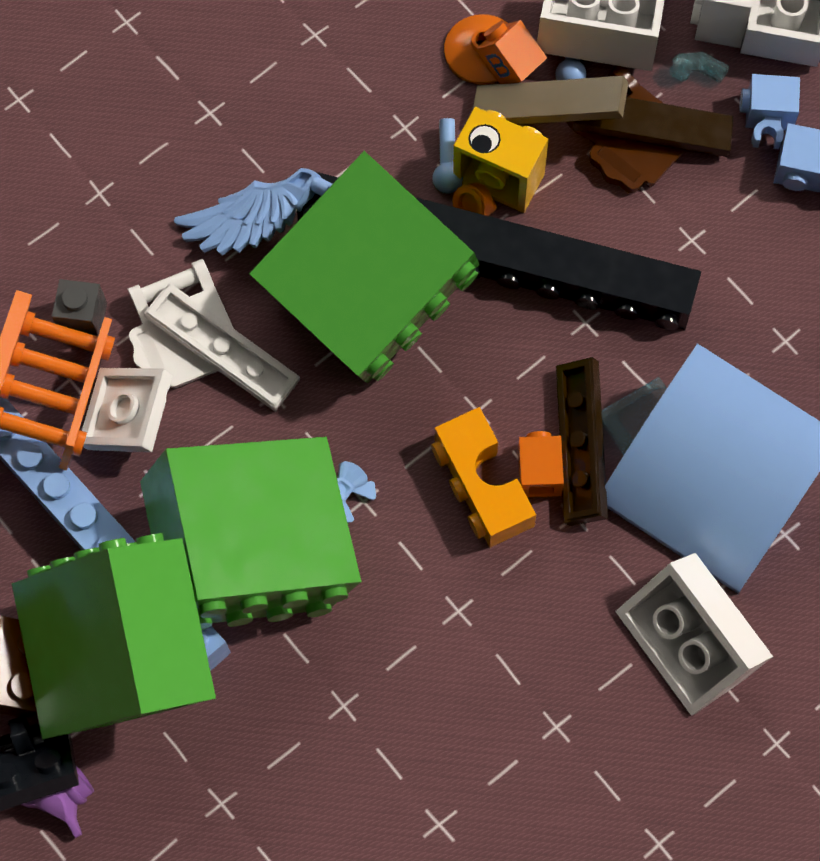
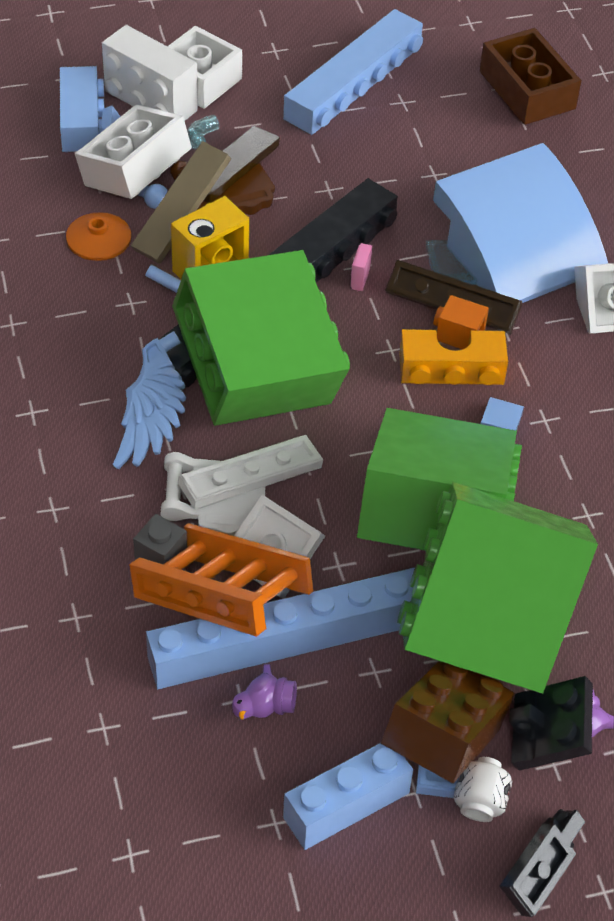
camera: 70 degrees left, 20 degrees down
(430, 563) = (502, 414): none -> light blue tile
(510, 52) = (124, 209): orange brick -> none
(570, 326) = (361, 267): none -> bright pink tile
(770, 106) = (259, 105): light blue brick -> none

